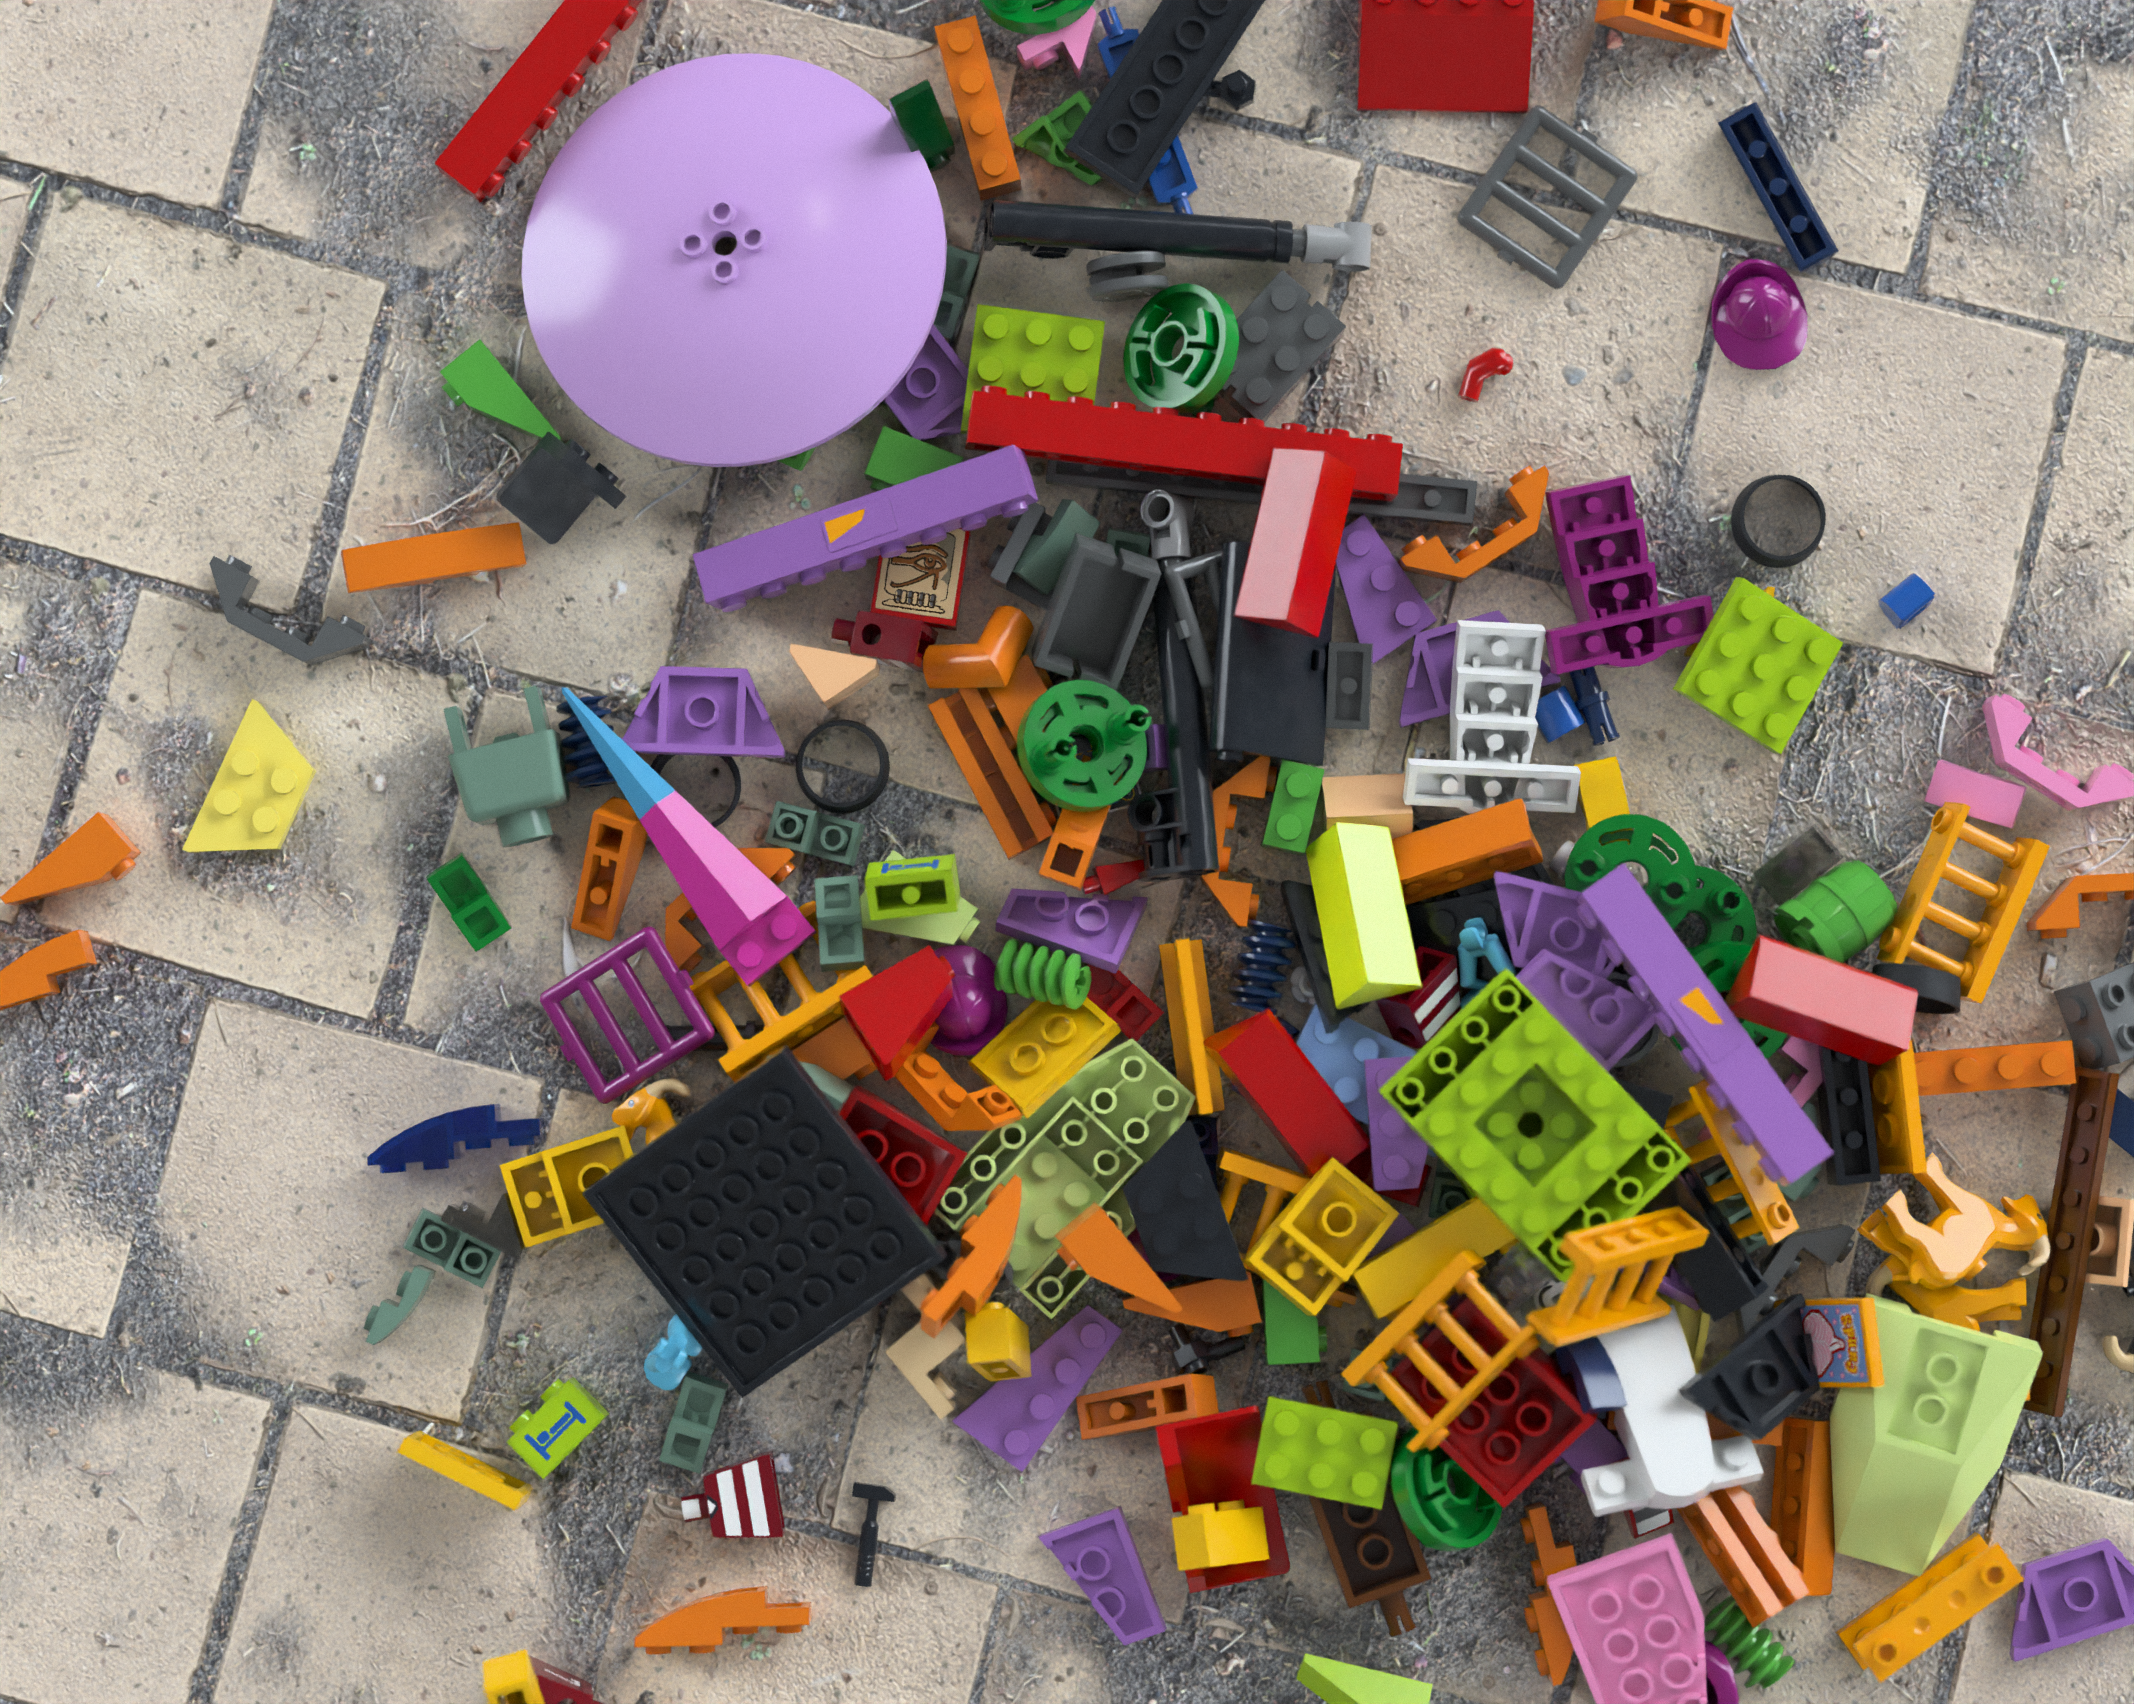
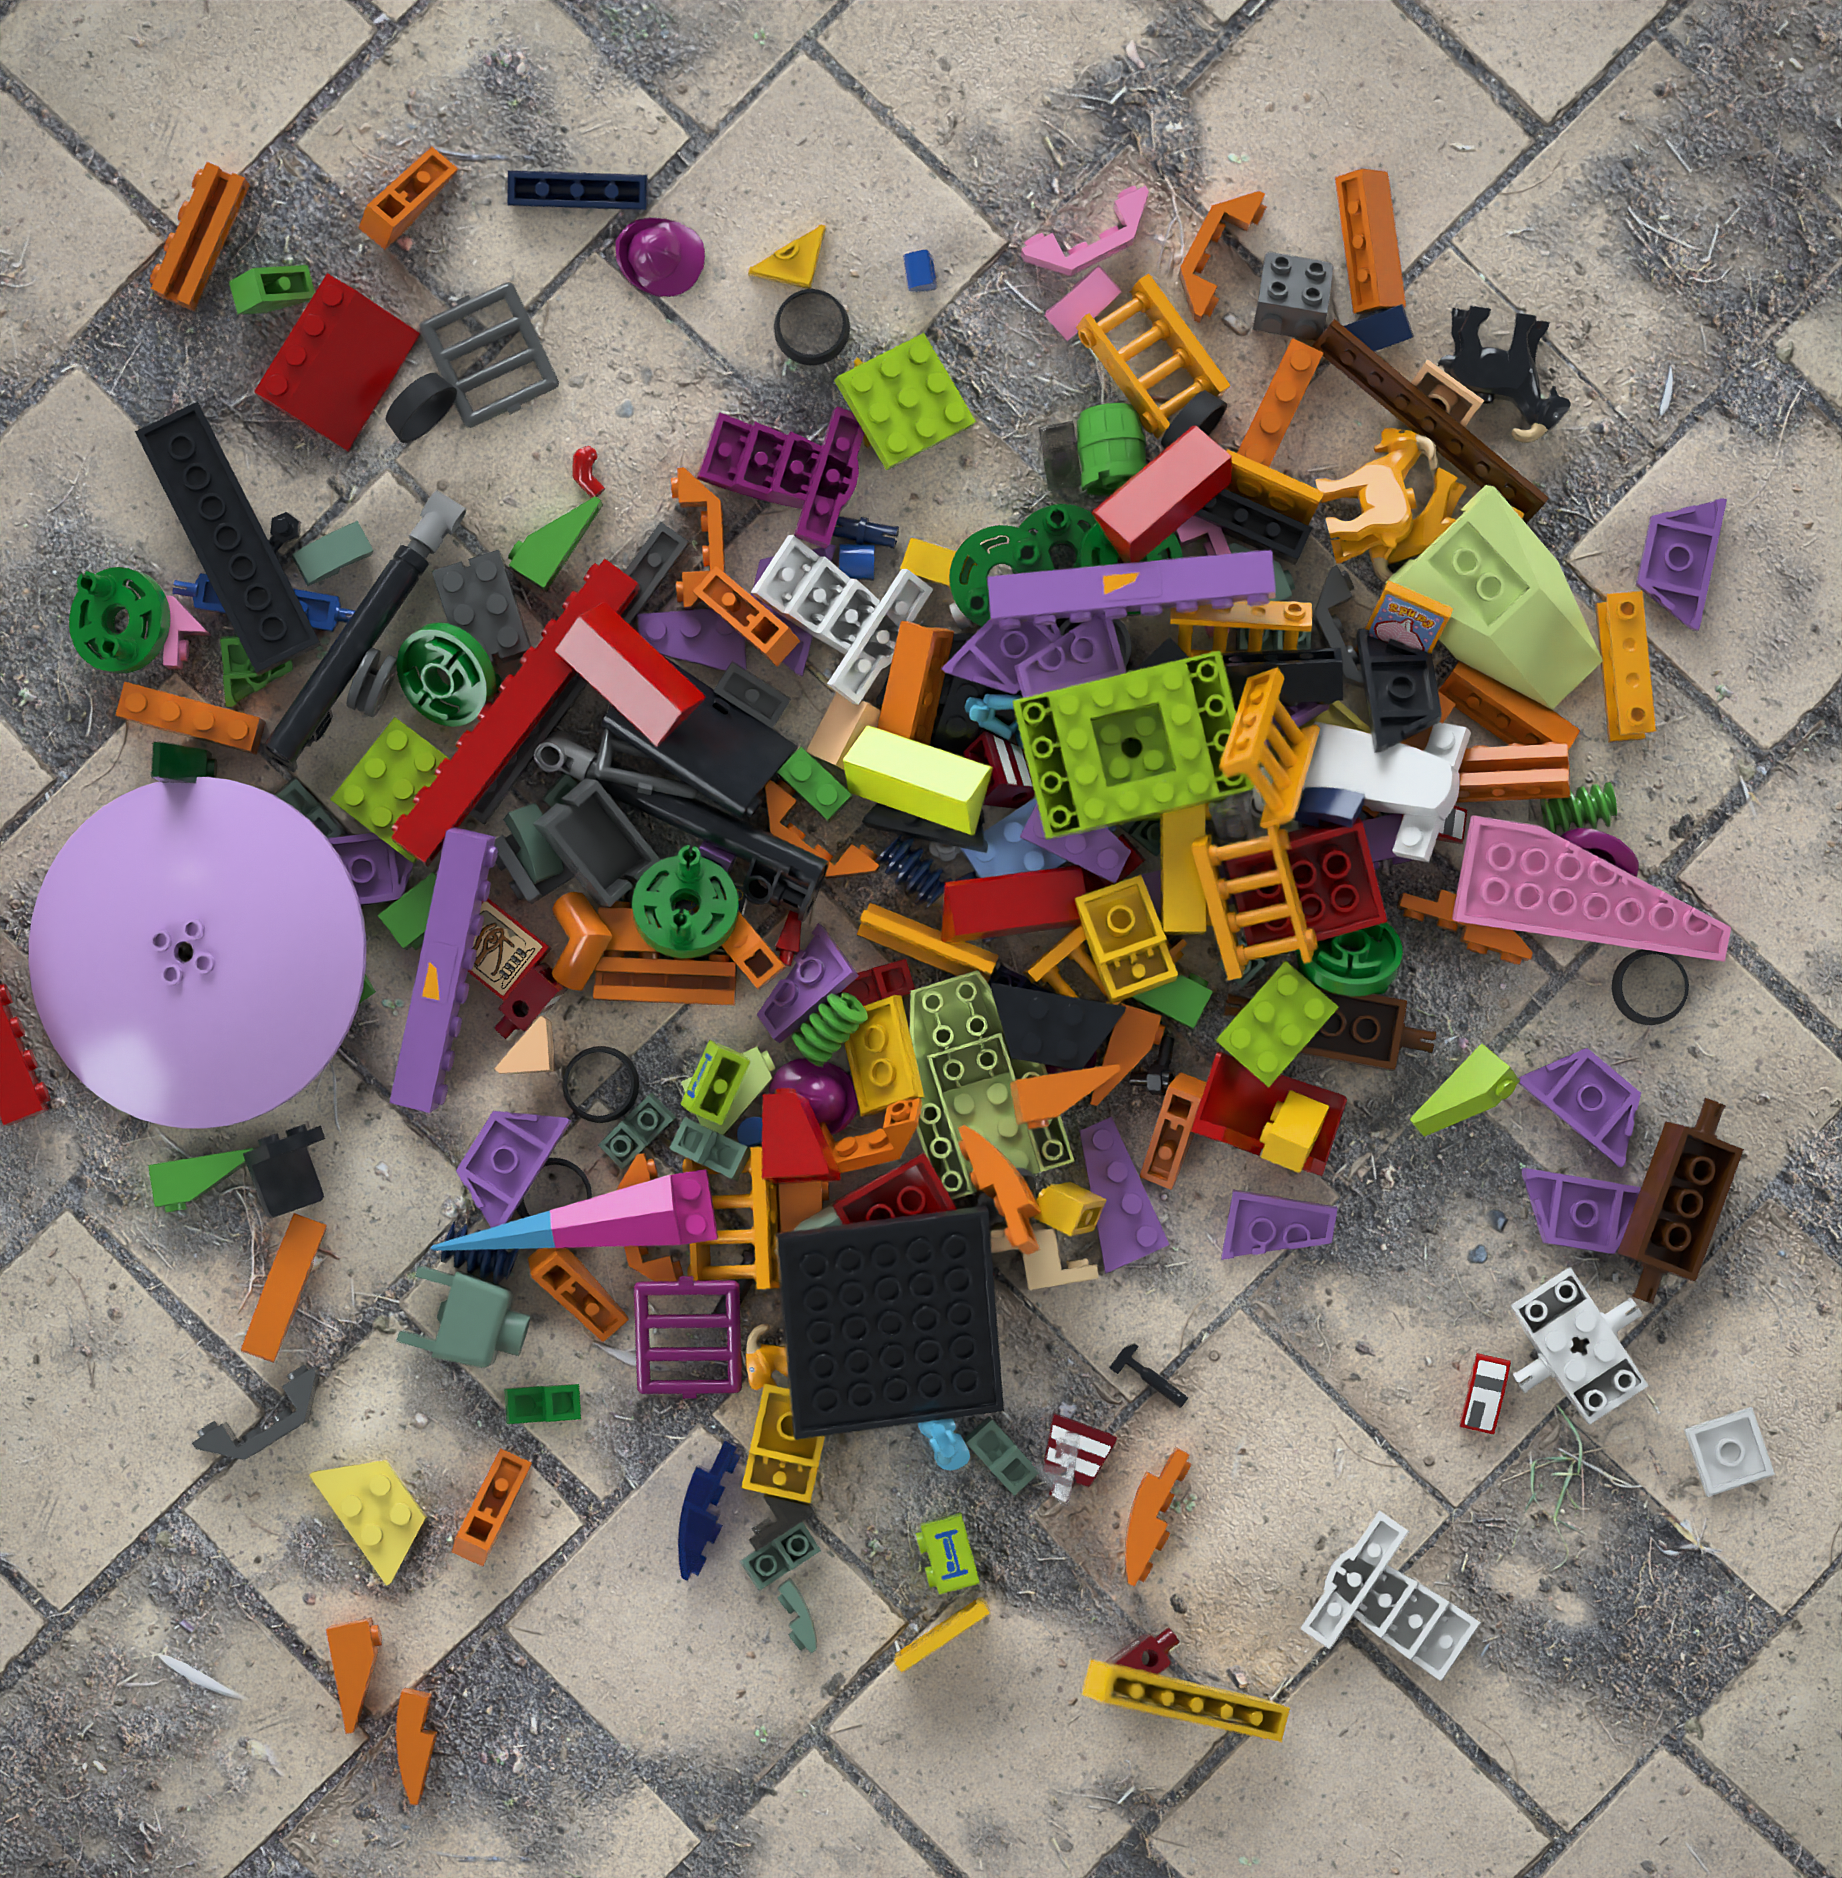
camera: 55 degrees left, 0 degrees up
(327, 911) = (491, 1507): none -> orange slope
(705, 1501) = (1061, 1477): none -> clear slope
(883, 954) = (750, 1132): none -> blue brick
(1240, 154) = (332, 552): none -> sand green slope
(1379, 380) = (549, 548): none -> bright green slope
(1424, 156) = (420, 407): none -> black tyre
(1429, 631) = (747, 616): none -> orange slope
(1837, 462) = (794, 262): none -> yellow tile

